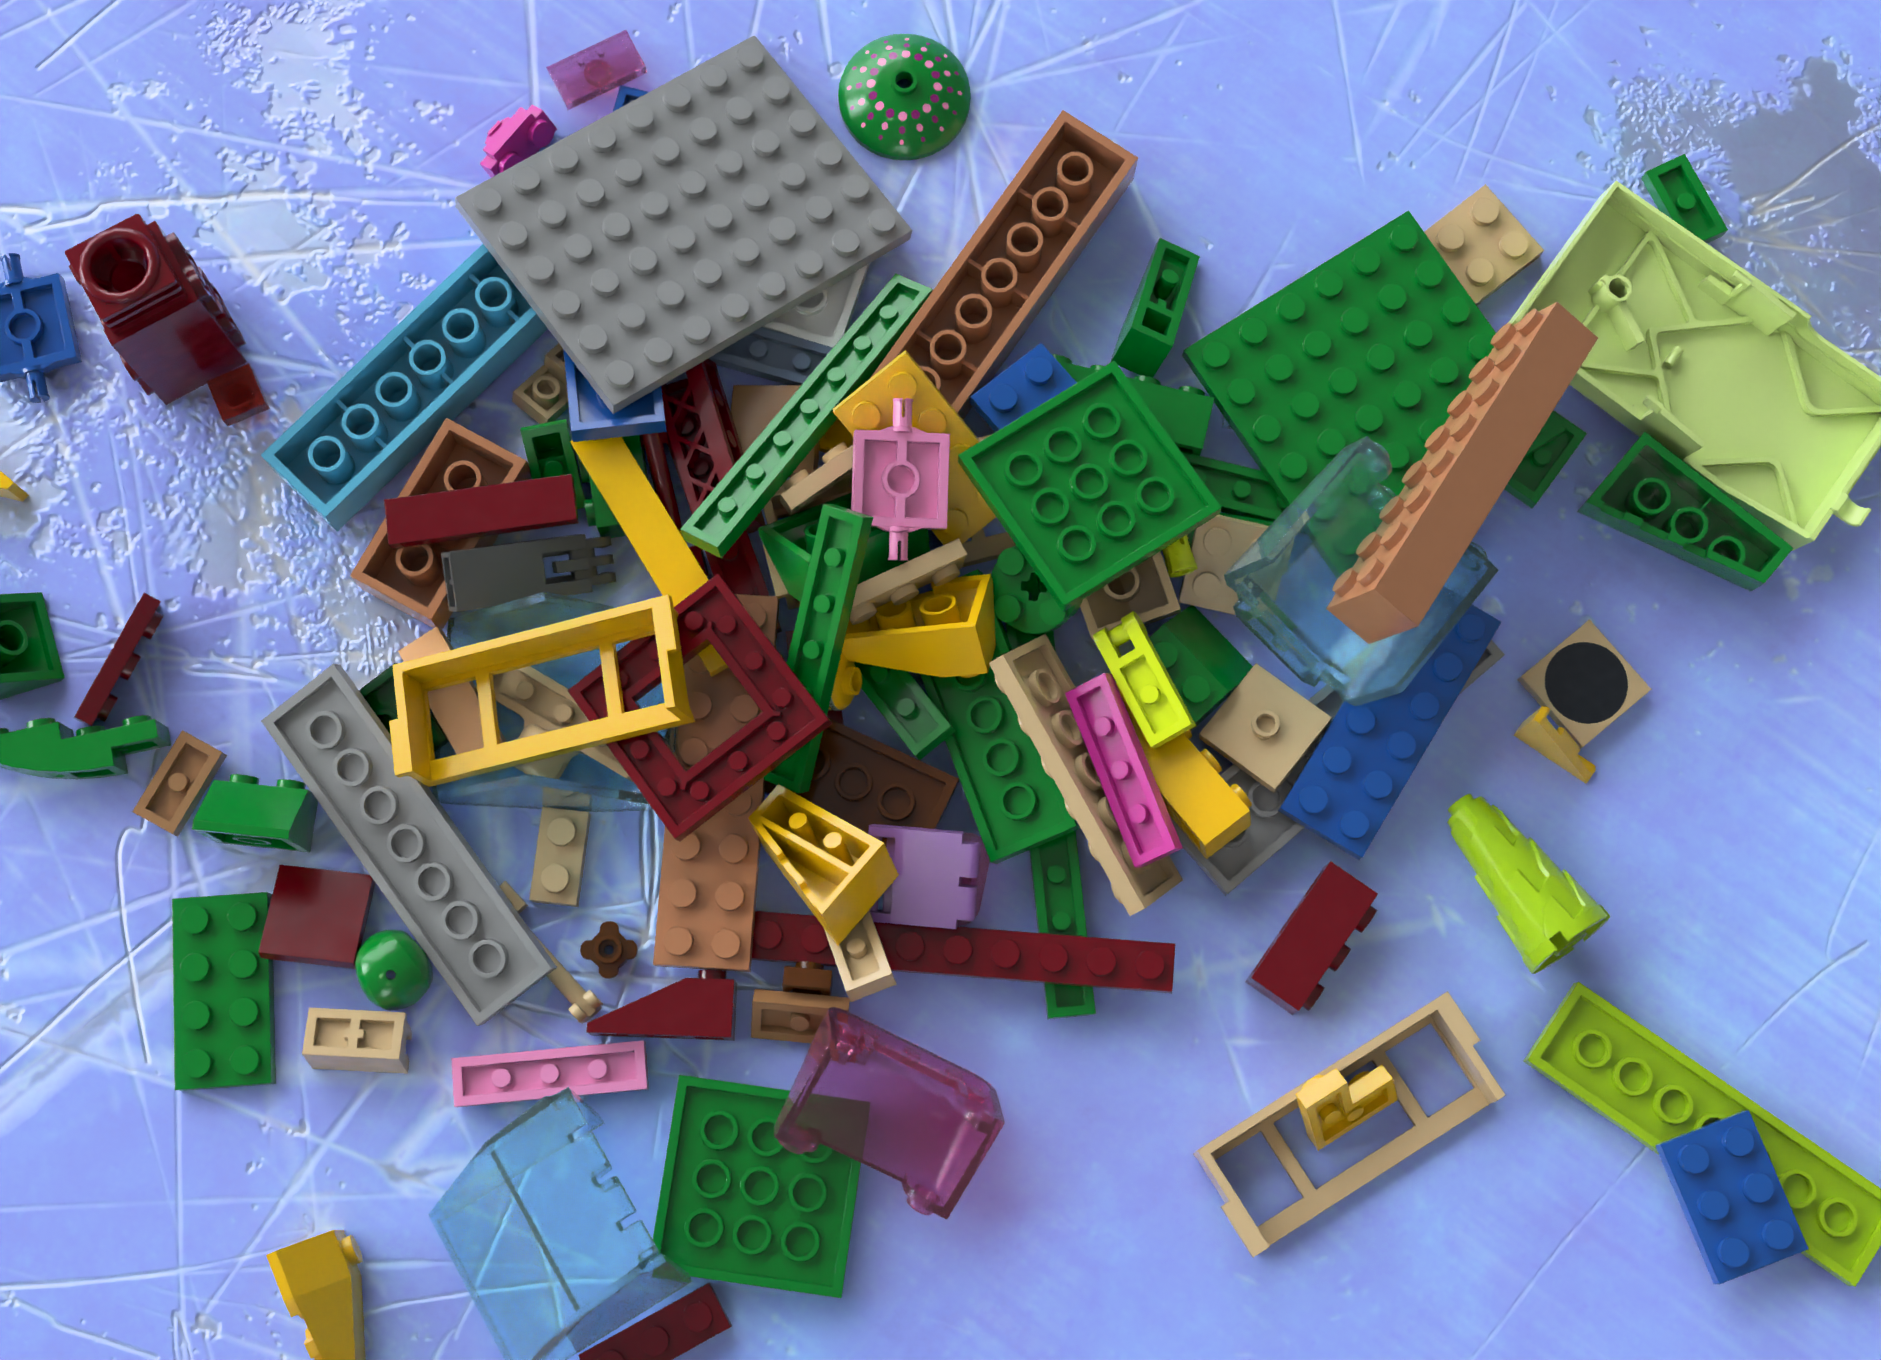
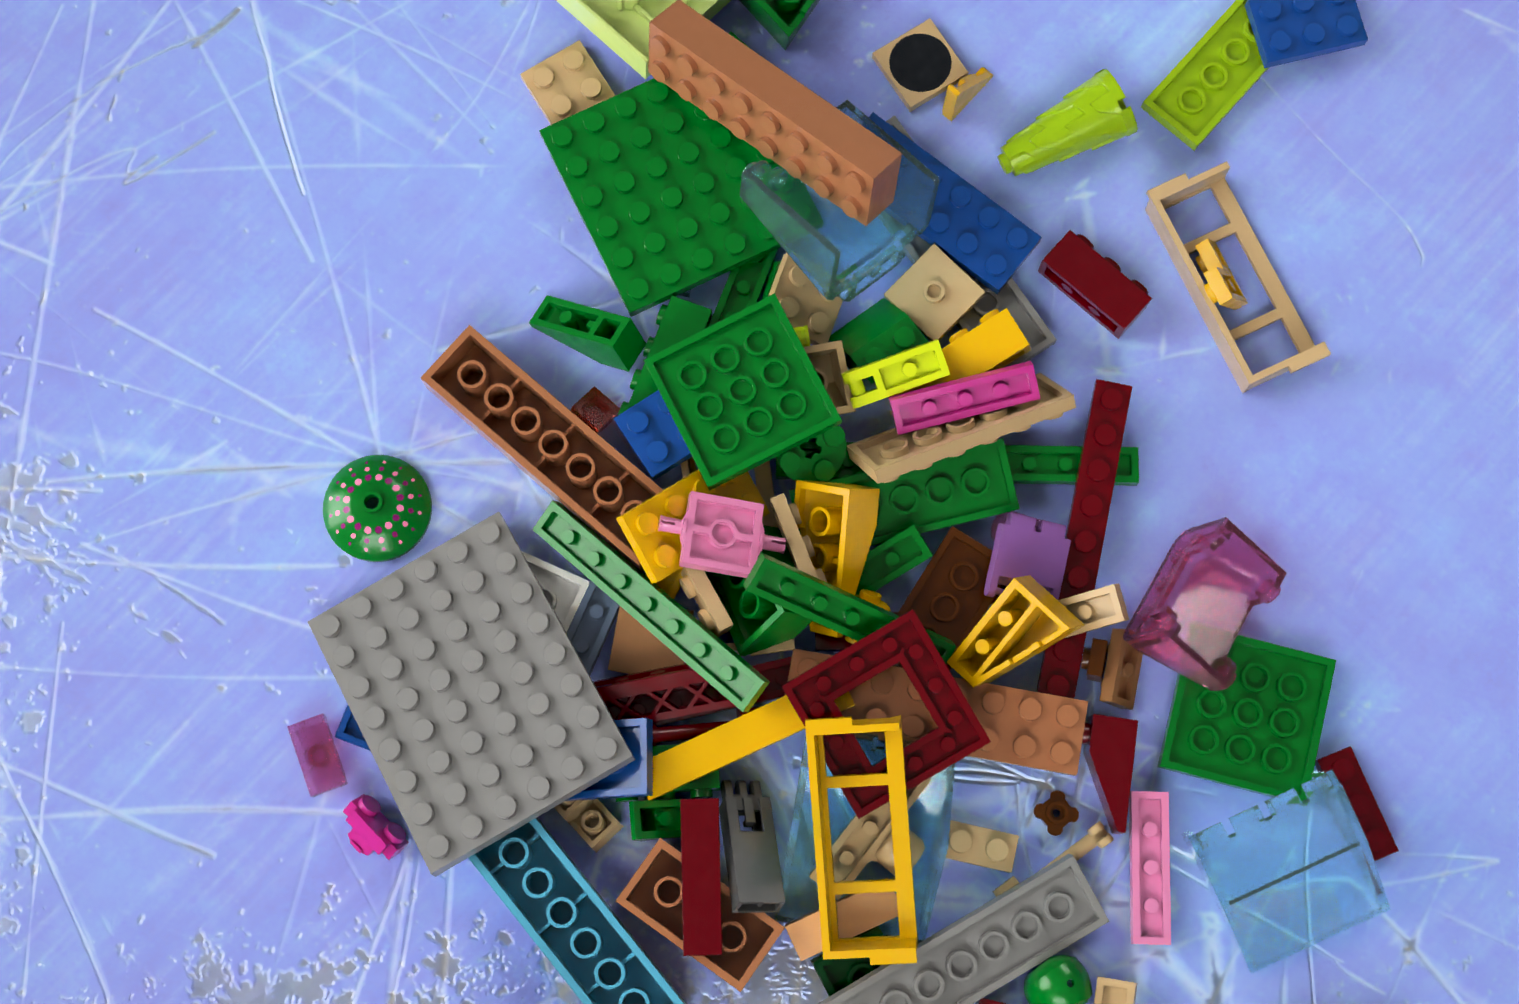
camera: 80 degrees left, 0 degrees up
(1055, 327) = (595, 410): none -> clear red plate

